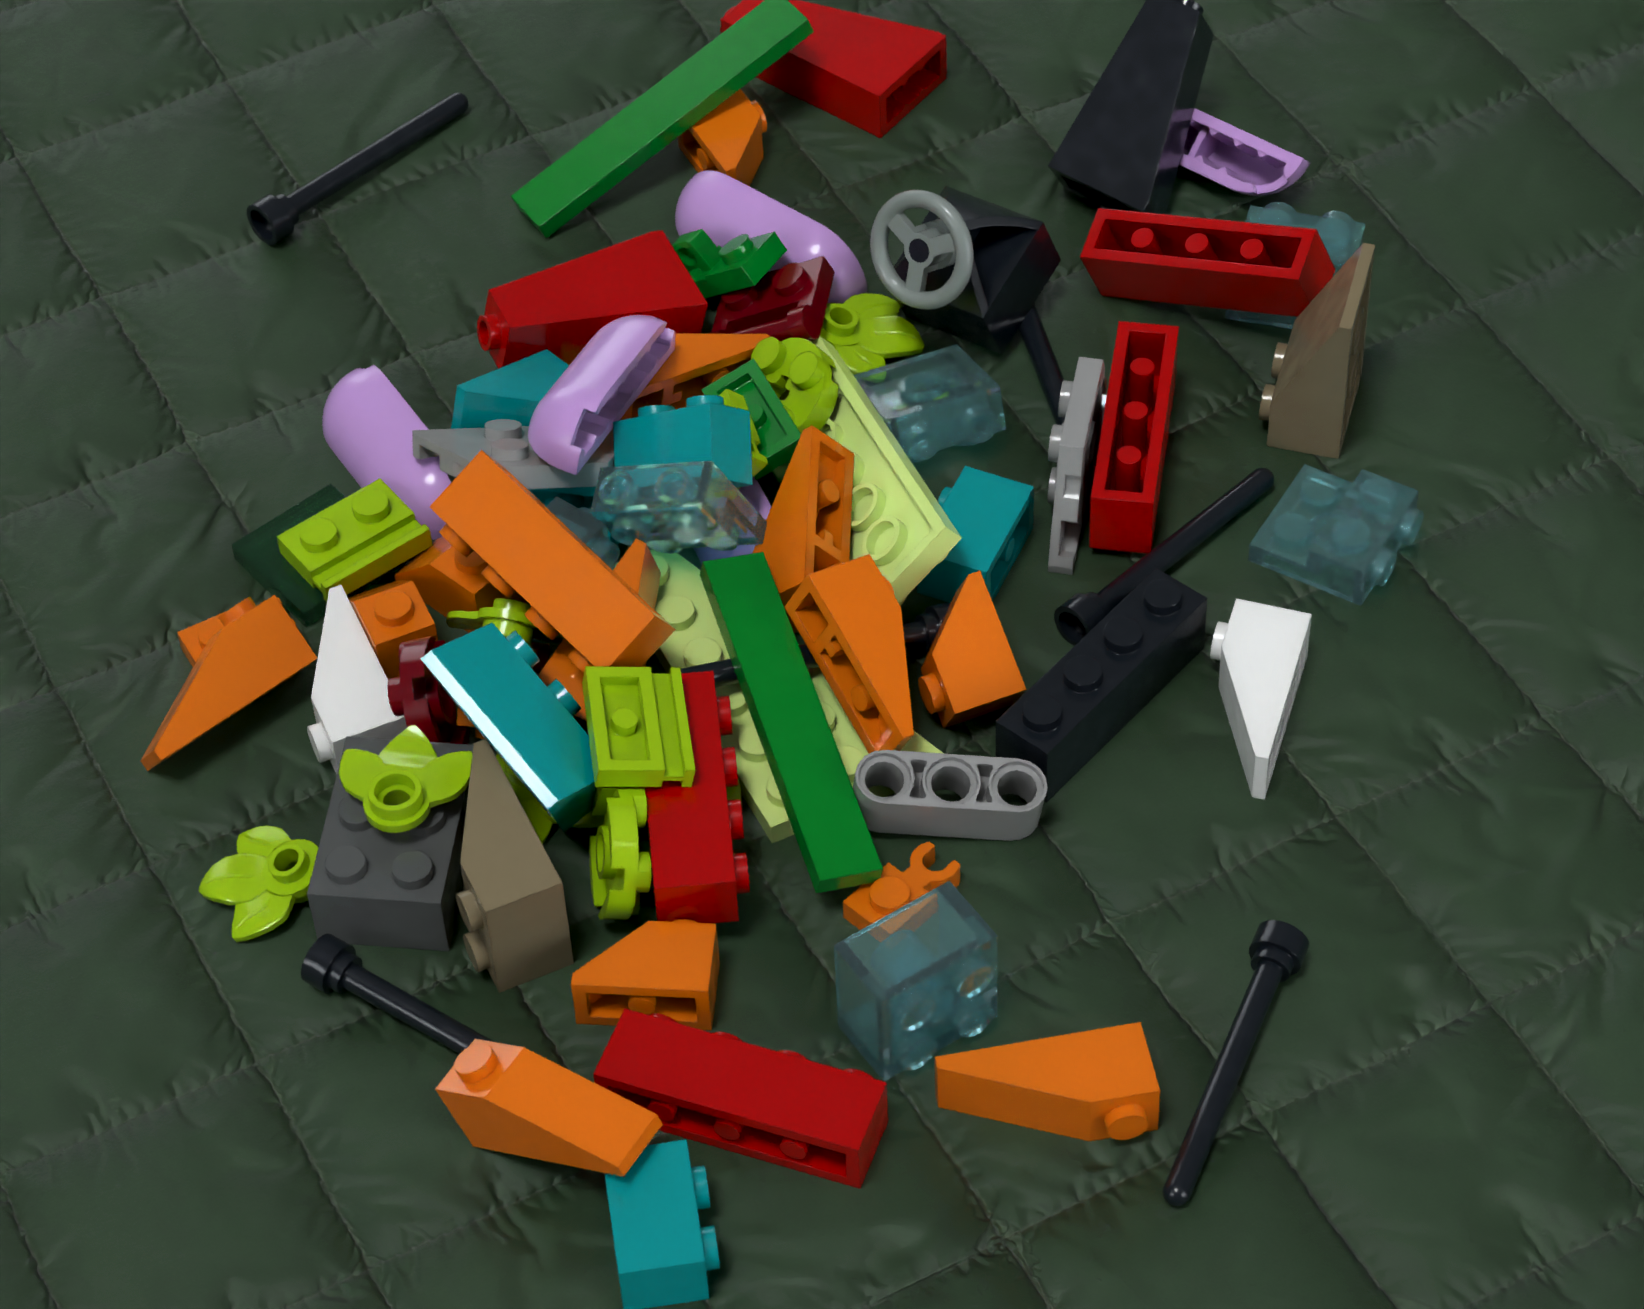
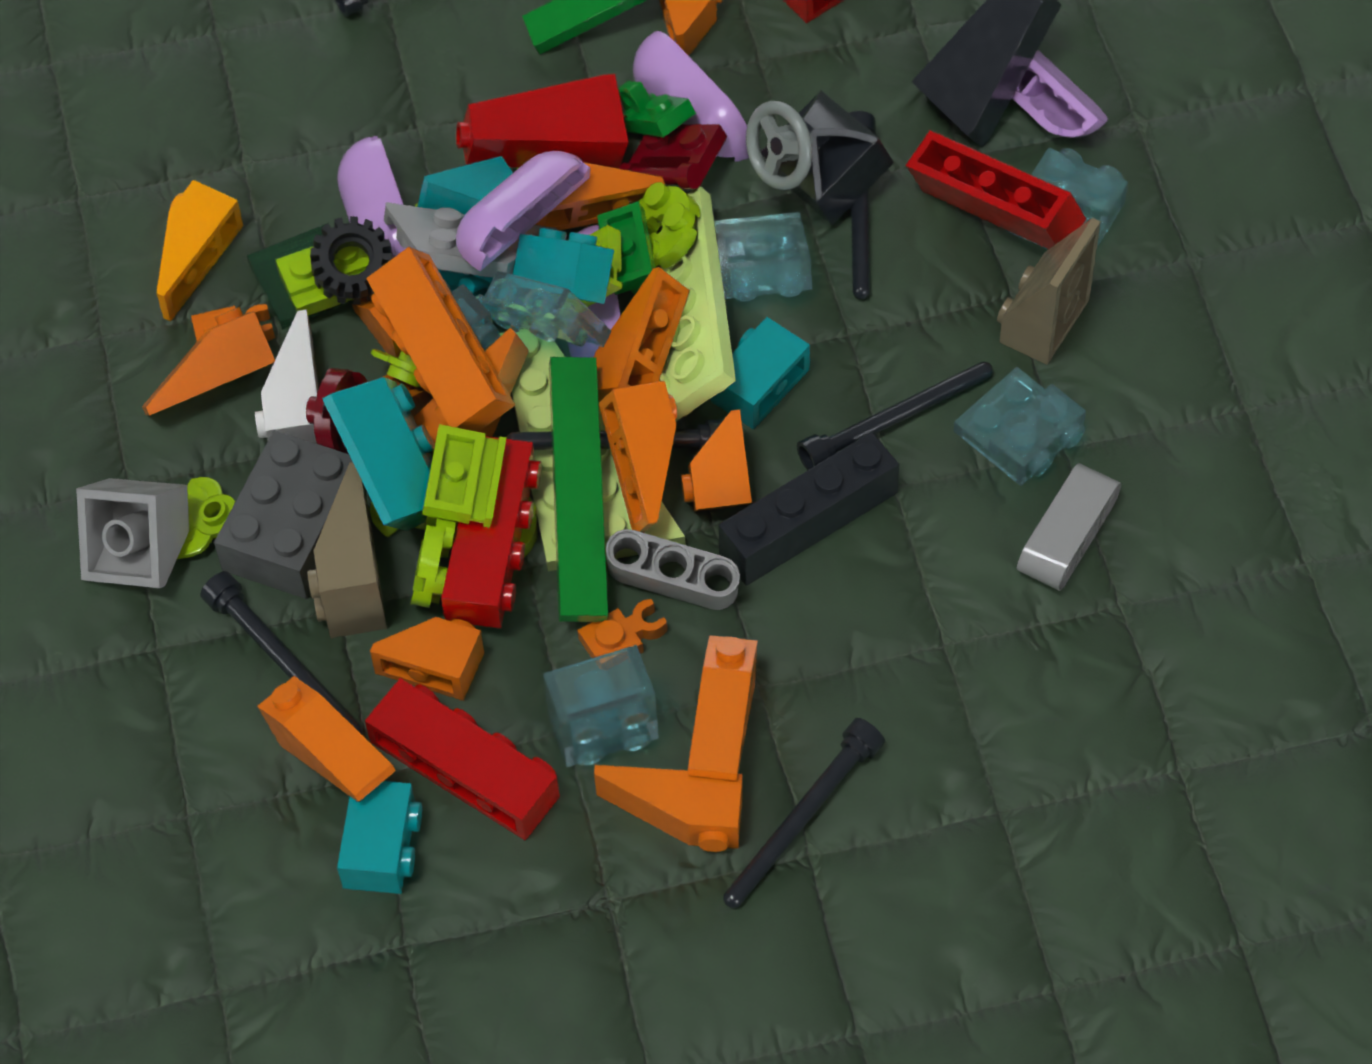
camera: 15 degrees right, 10 degrees up
(157, 529) = (196, 235): none -> light orange slope
(180, 911) = (131, 531): none -> light grey slope
(385, 478) = (341, 236): none -> black tyre
(390, 617) = (334, 342): orange slope -> none
(405, 775) = (298, 471): lime plate -> none
(869, 331) = (739, 190): lime plate -> none
(1075, 450) = (849, 326): light grey wing -> none
(1083, 944) = (723, 707): none -> orange slope
(1134, 437) = (897, 319): red brick -> none
(1259, 677) = (927, 522): white slope -> none
(1447, 634) = (1069, 526): none -> light grey beam

